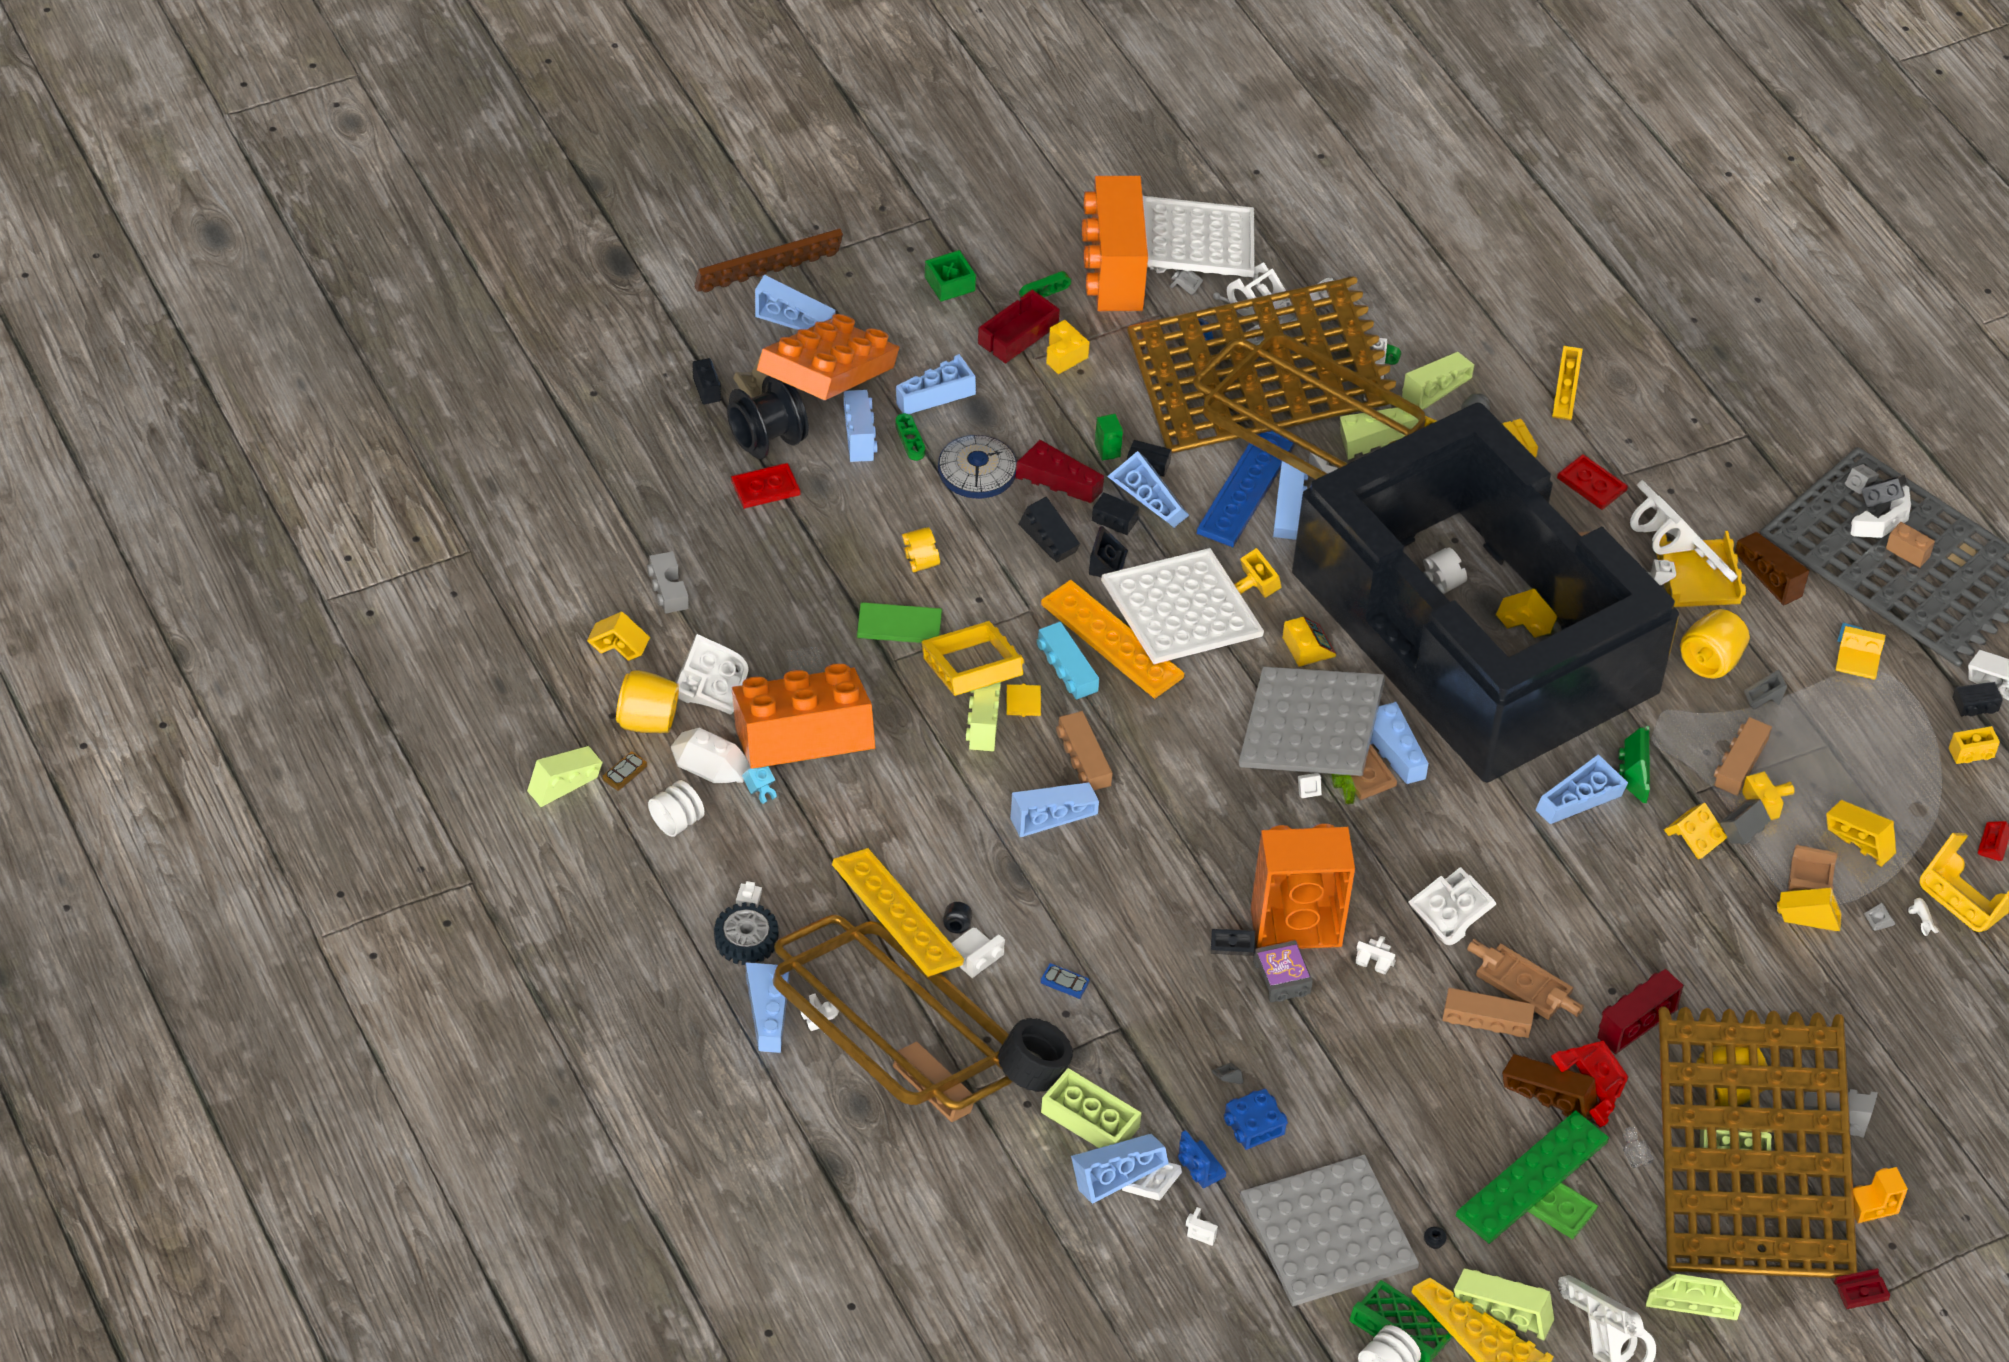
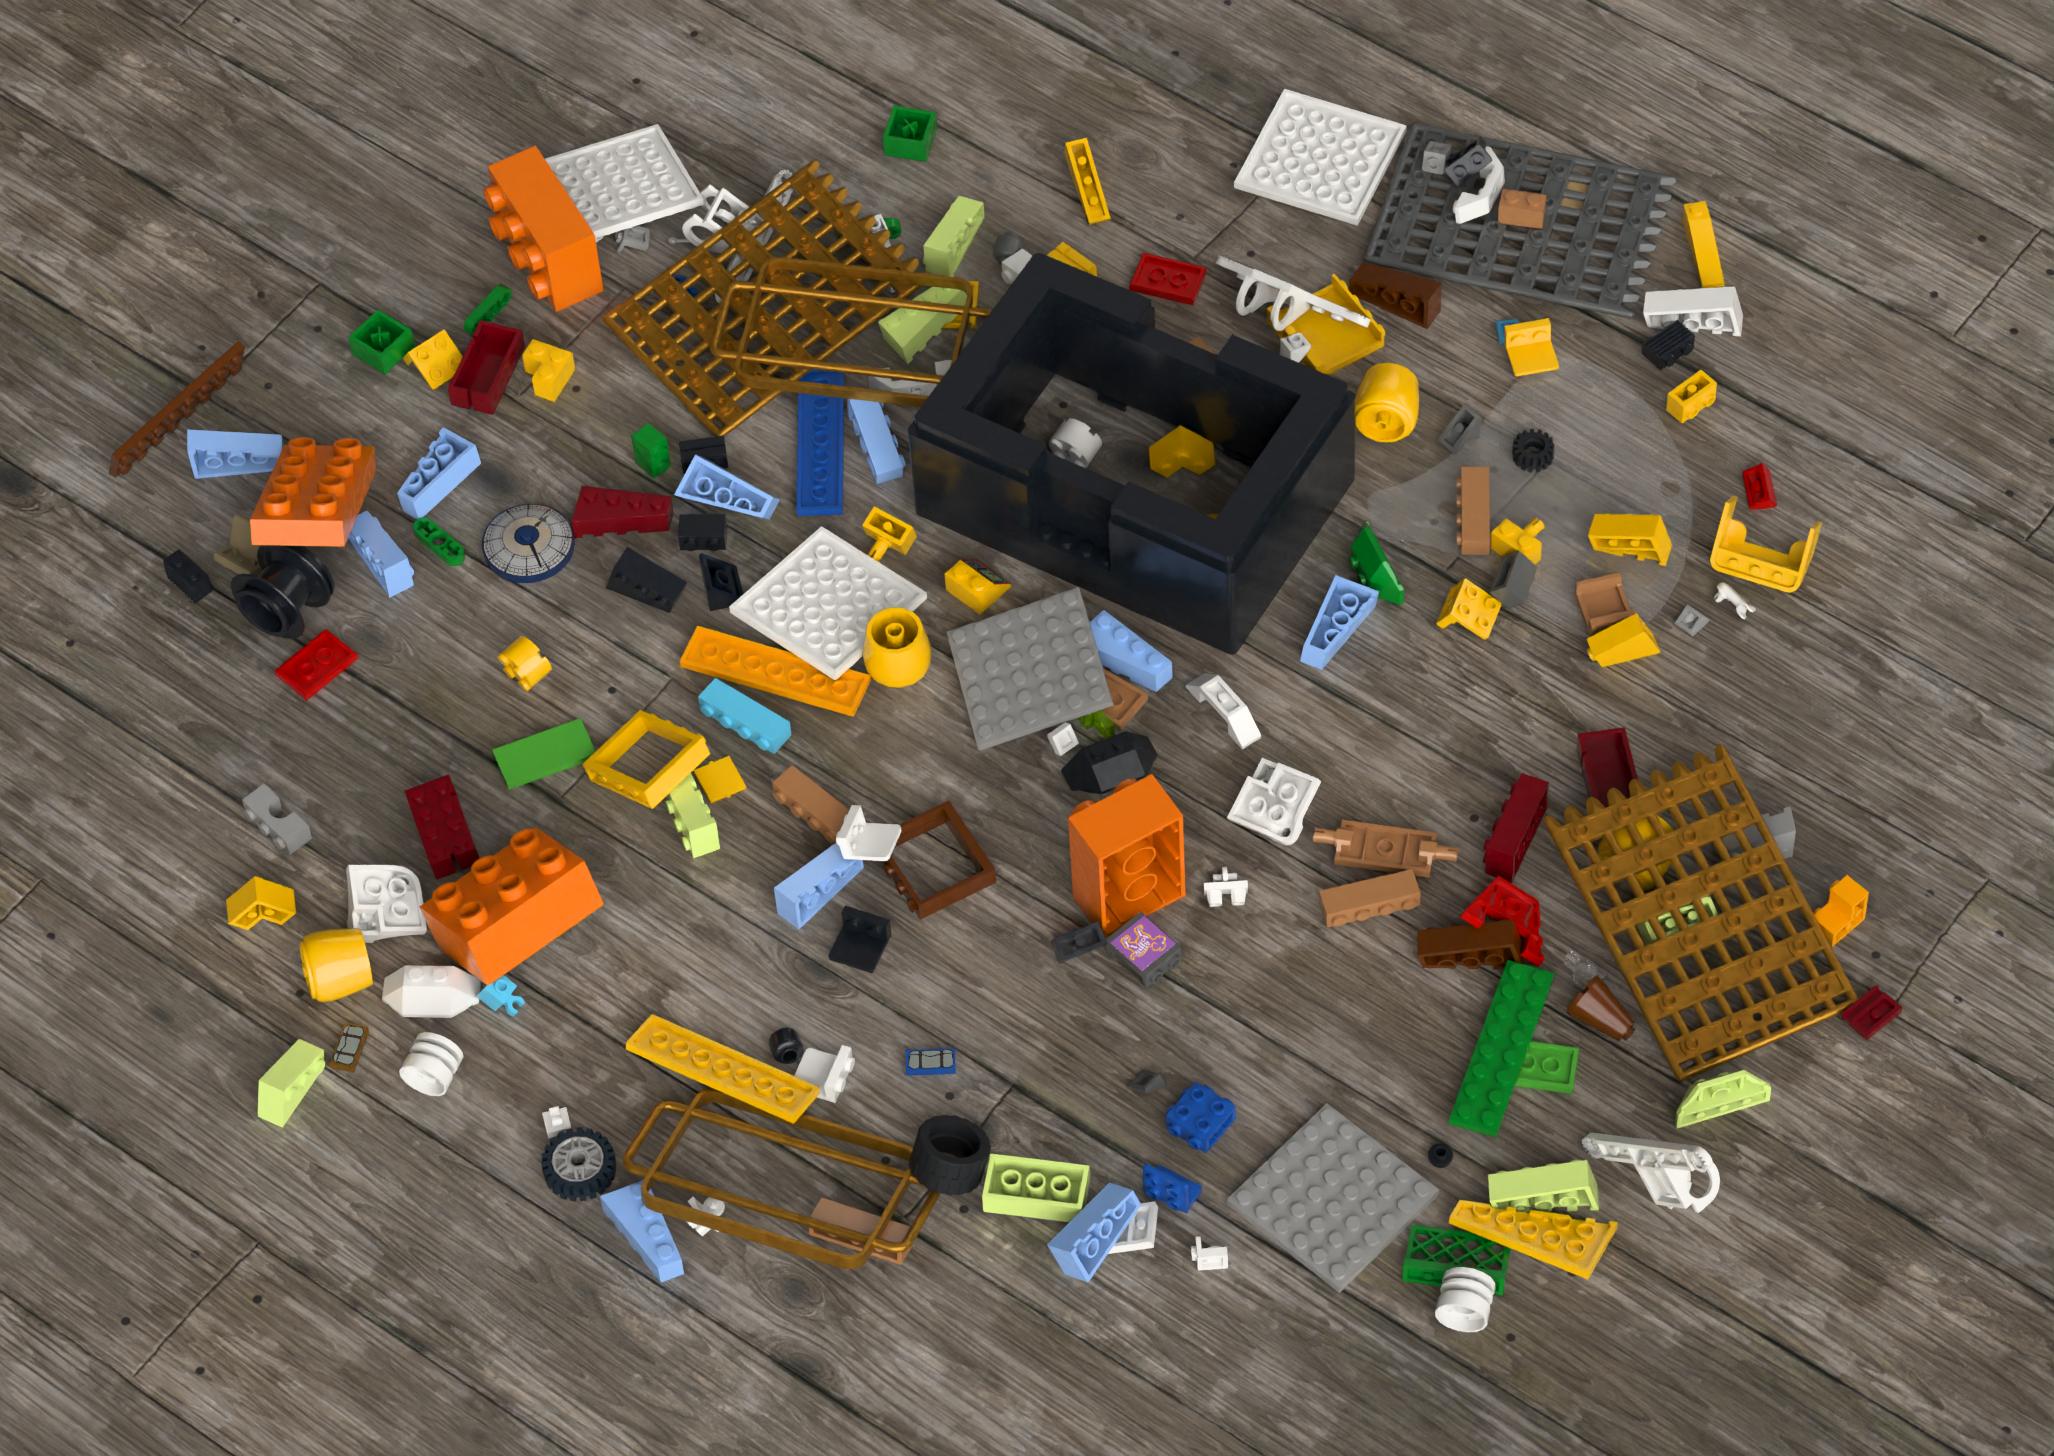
camera: 20 degrees left, 5 degrees up
(788, 638) = (442, 826): none -> dark red piece
(983, 304) = (435, 359): none -> yellow bracket
(1062, 865) = (861, 939): none -> black bracket
(1104, 790) = (866, 840): none -> white bracket
(1154, 800) = (923, 823): none -> reddish brown window
(1214, 659) = (896, 648): none -> yellow piece
(1340, 812) = (1109, 762): none -> black wedge
(1445, 292) = (910, 133): none -> green brick
(1456, 819) = (1232, 709): none -> white slope
(1631, 1183) = (1601, 1010): none -> reddish brown cone
(1744, 990) = (1606, 762): none -> dark red piece
(1767, 441) = (1320, 157): none -> white plate
(1816, 740) = (1533, 439): none -> black tyre

